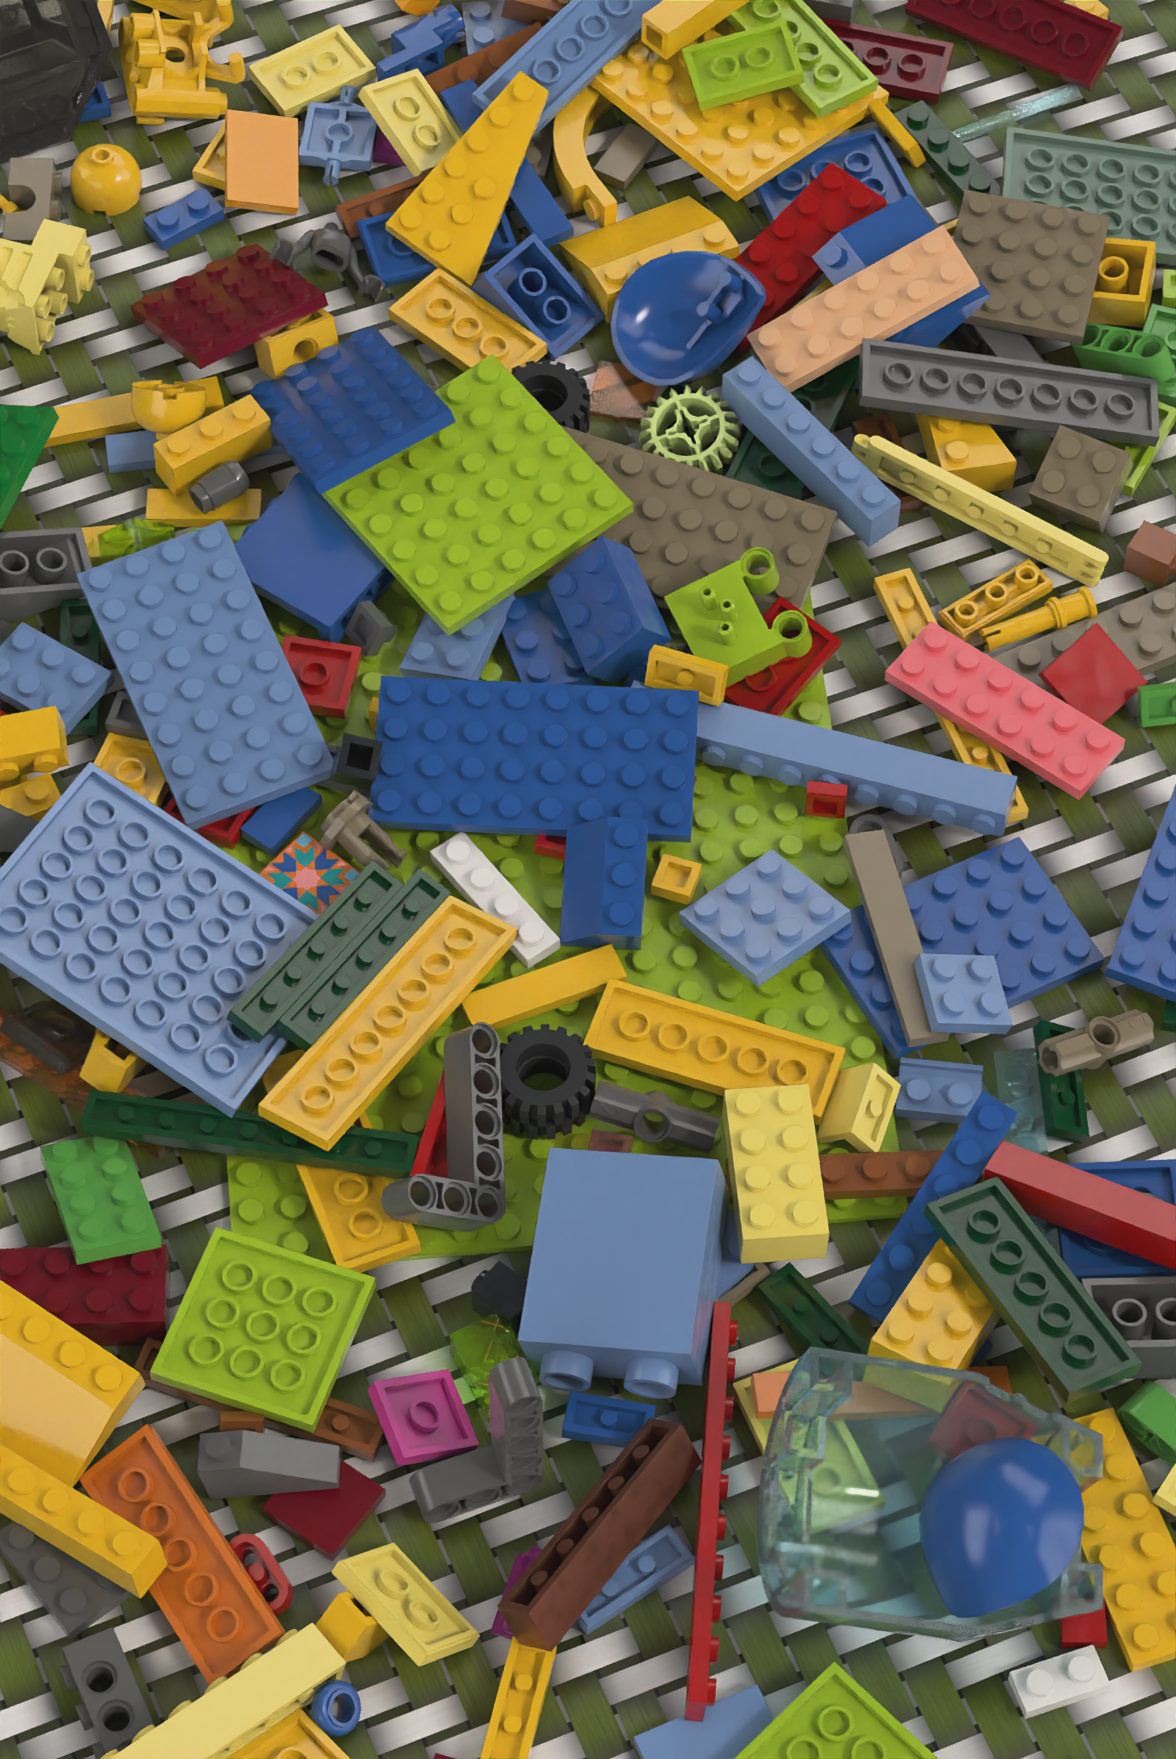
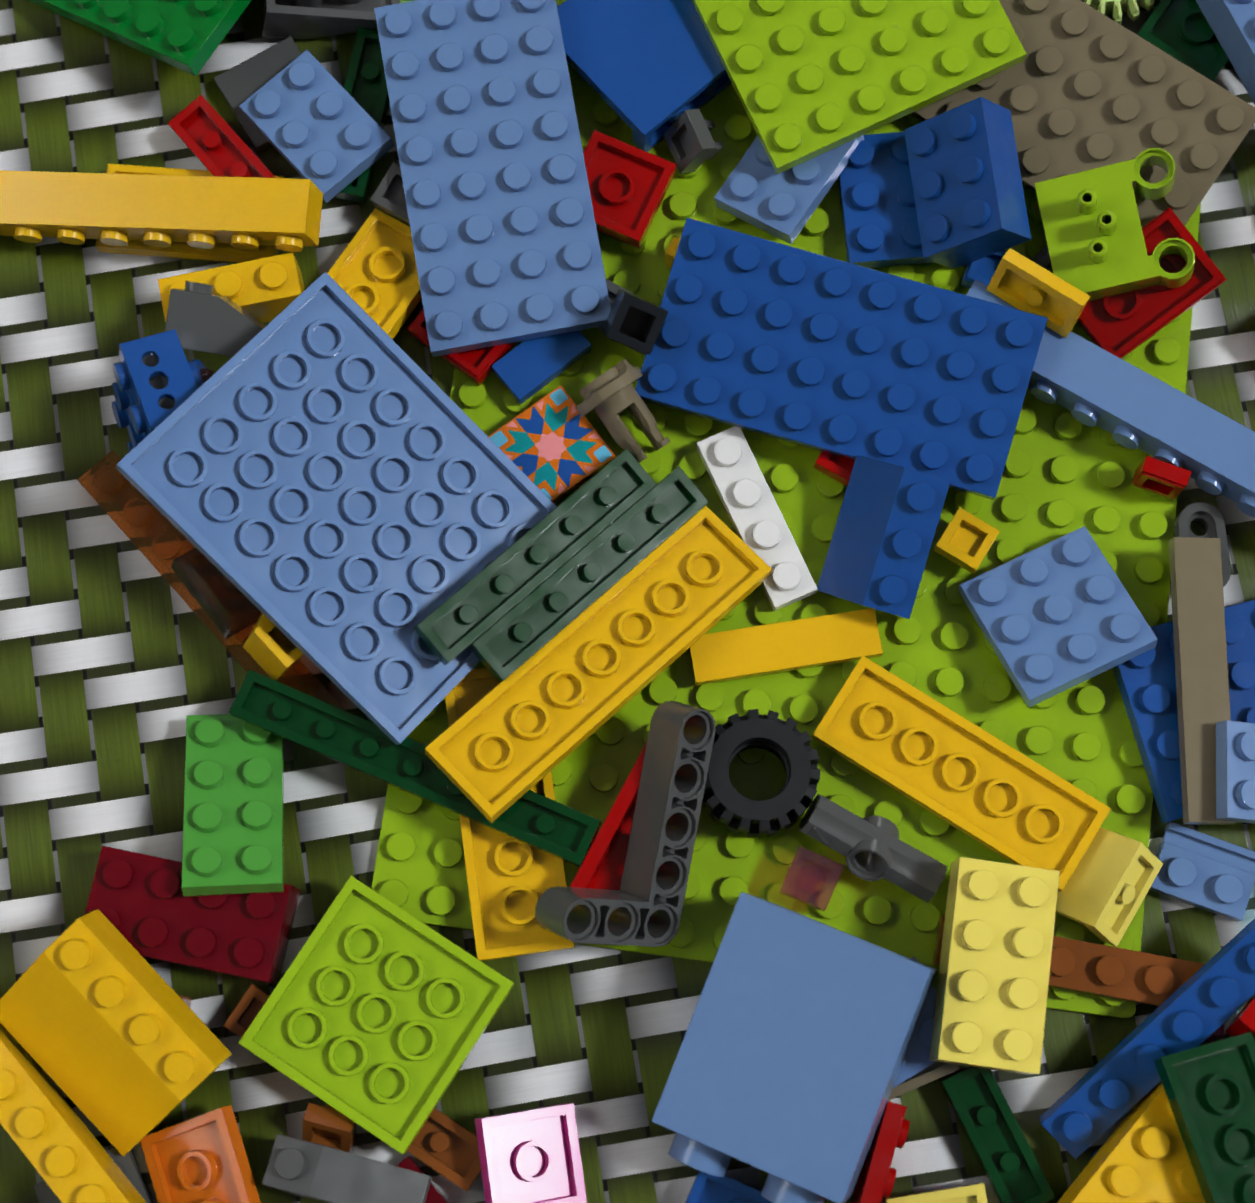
camera: 15 degrees right, 20 degrees up
(478, 1350) = (623, 1111): clear neon green brick -> none
(501, 1293) = (653, 1025): black brick -> none

